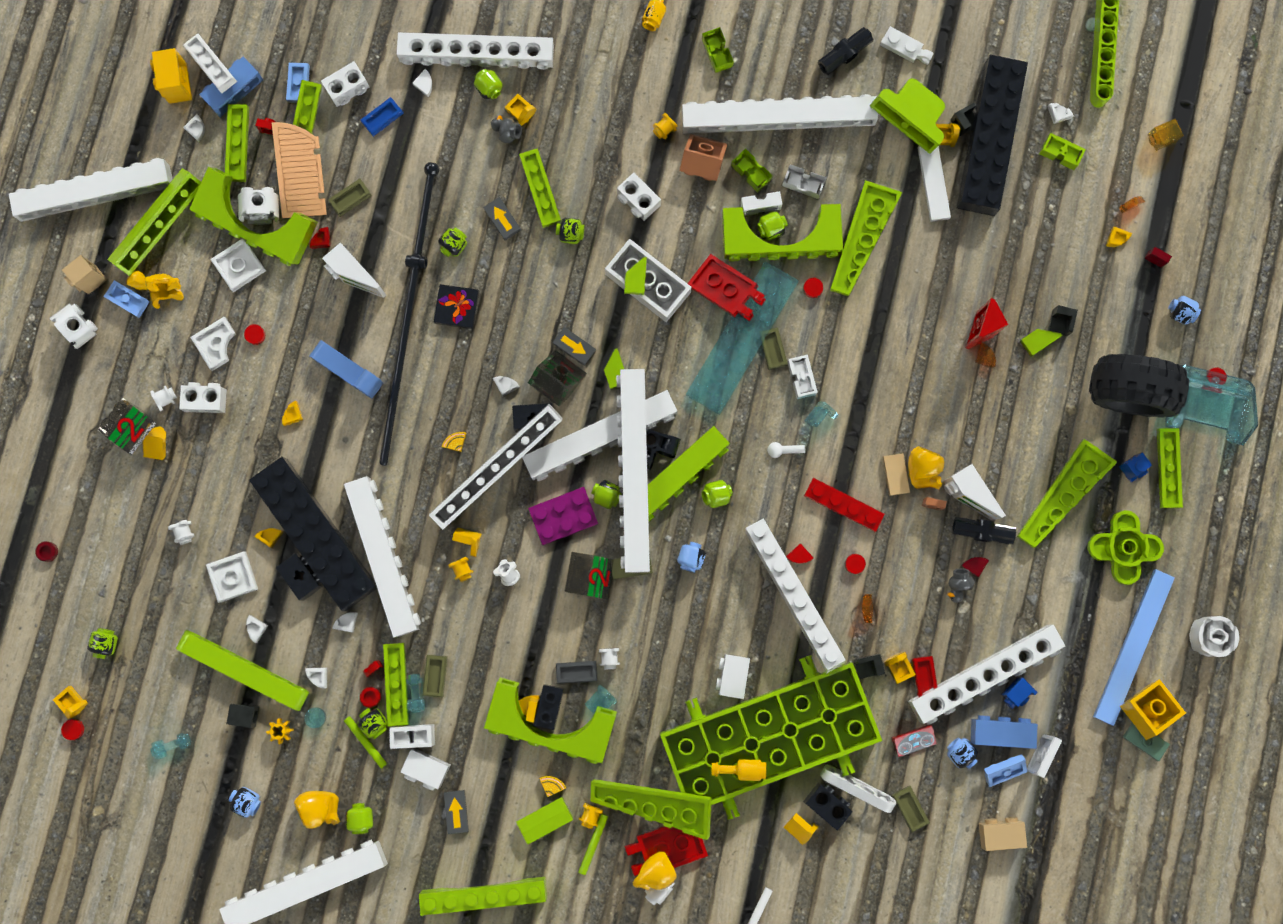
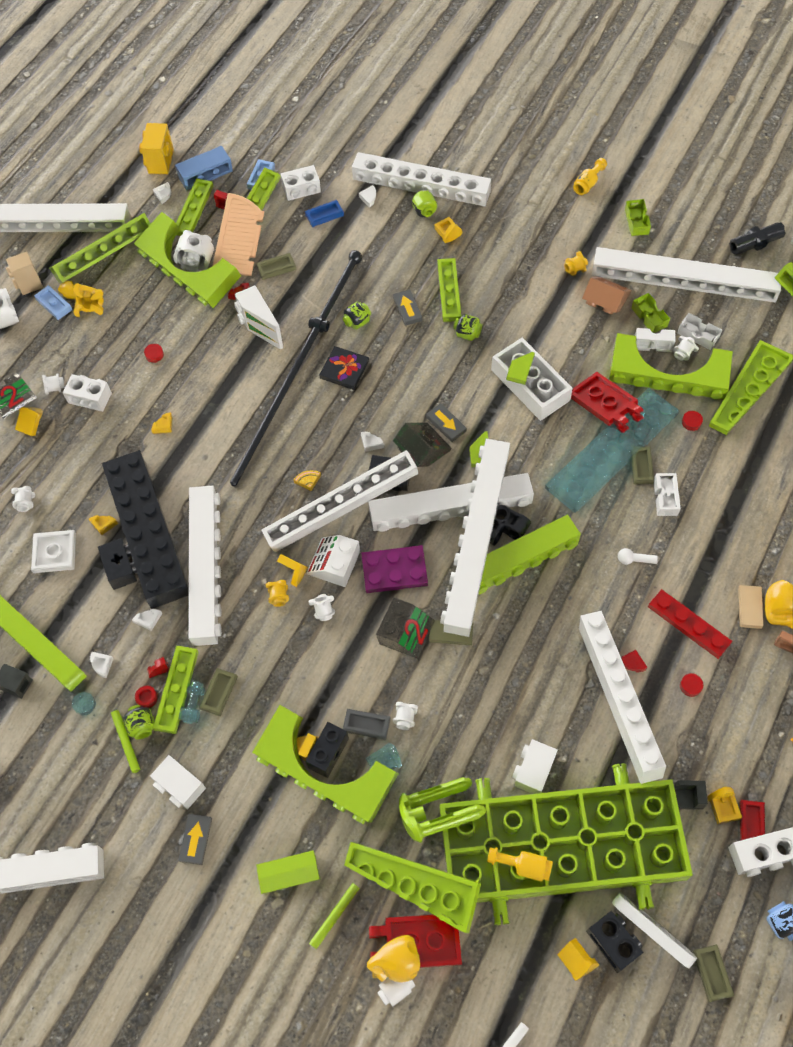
camera: 20 degrees right, 20 degrees down
(209, 63) = (192, 146): white tile -> none
(213, 342) = (115, 351): white tile -> none
(238, 265) = (160, 297): white tile -> none
(255, 628) = (57, 603): white tile -> none
(273, 731) = (48, 708): yellow gear -> none
(317, 807) = (51, 794): yellow piece -> none
(346, 369) = (235, 404): medium blue beam -> none
(359, 818) = (90, 817): lime head -> none
(412, 736) = (174, 742): white brick -> none
(482, 897) = (195, 939): lime arch -> none
(504, 521) = (335, 559): none -> white slope
(507, 129) = (432, 239): dark grey animal -> none
(552, 785) = (307, 837): yellow tile -> none
(590, 815) = (339, 880): yellow brick -> none
(606, 494) = (442, 555): lime head -> none
(638, 749) = (412, 817): none -> lime piece
(642, 194) = (538, 312): white brick -> none
(691, 557) = (516, 635): light blue head -> none
(716, 494) = (556, 581): lime head -> none
(772, 225) = (662, 358): lime head -> none
(793, 207) = (685, 348): none -> white brick
(819, 413) = (685, 527): clear light blue tile -> none
(867, 608) = (698, 733): clear orange tile -> none
(914, 740) = (729, 892): slope -> none

